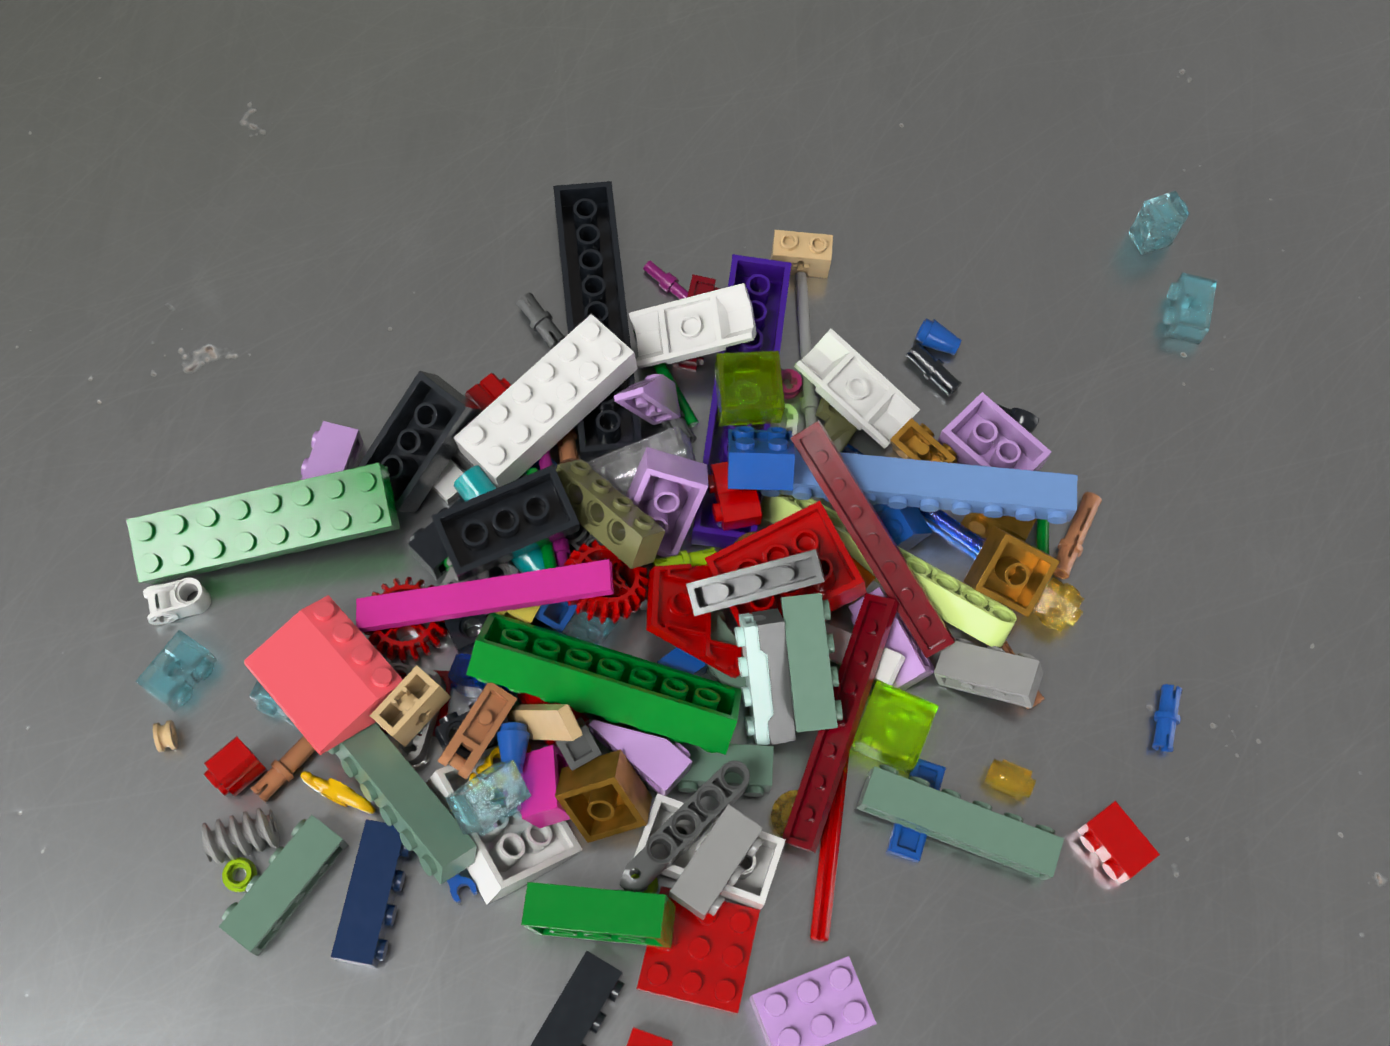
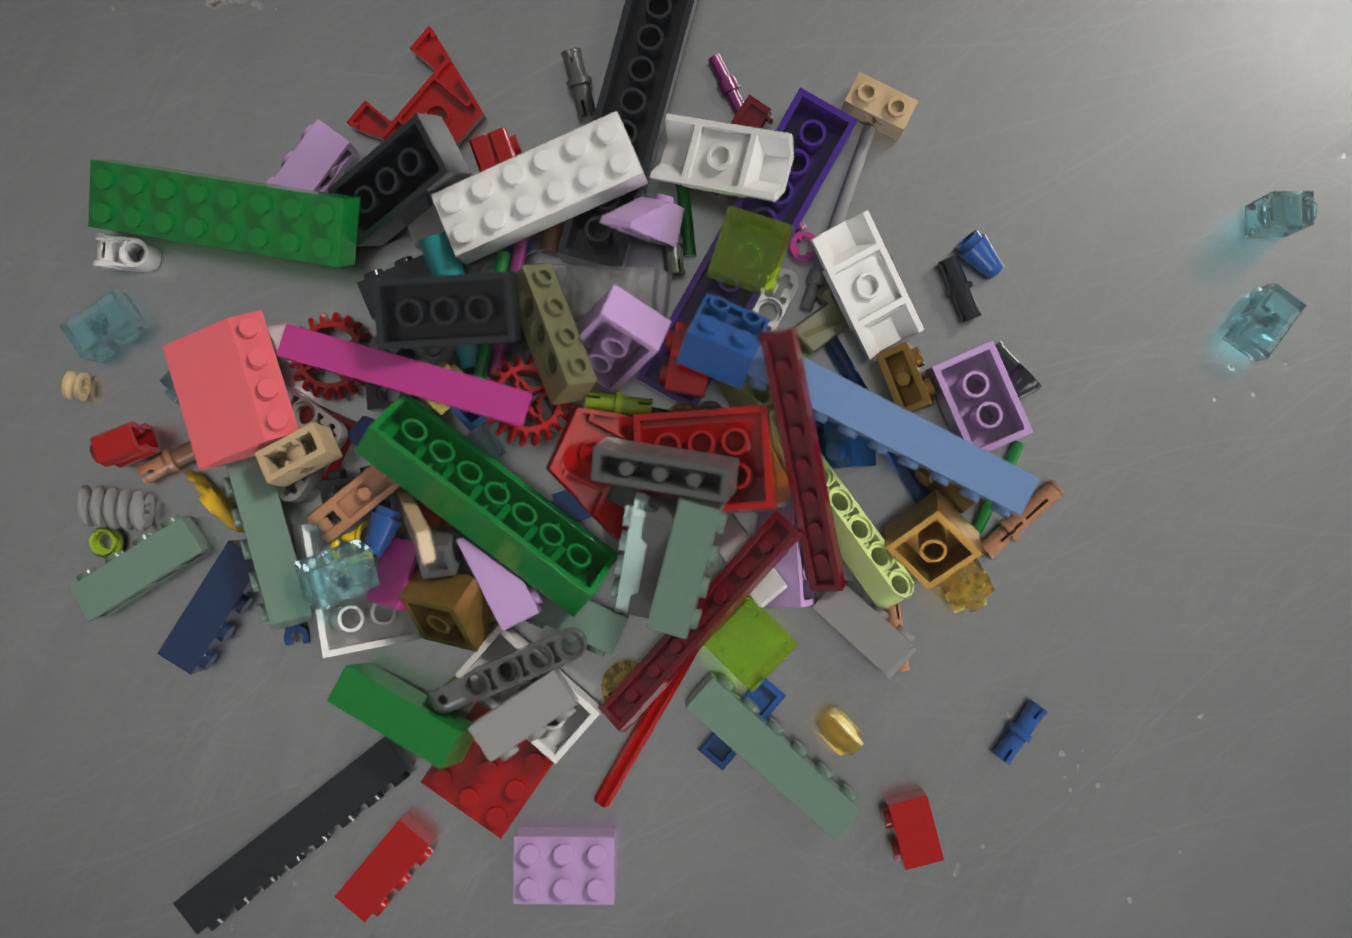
camera: 30 degrees right, 20 degrees up
(422, 358) = (440, 95): none -> red wing

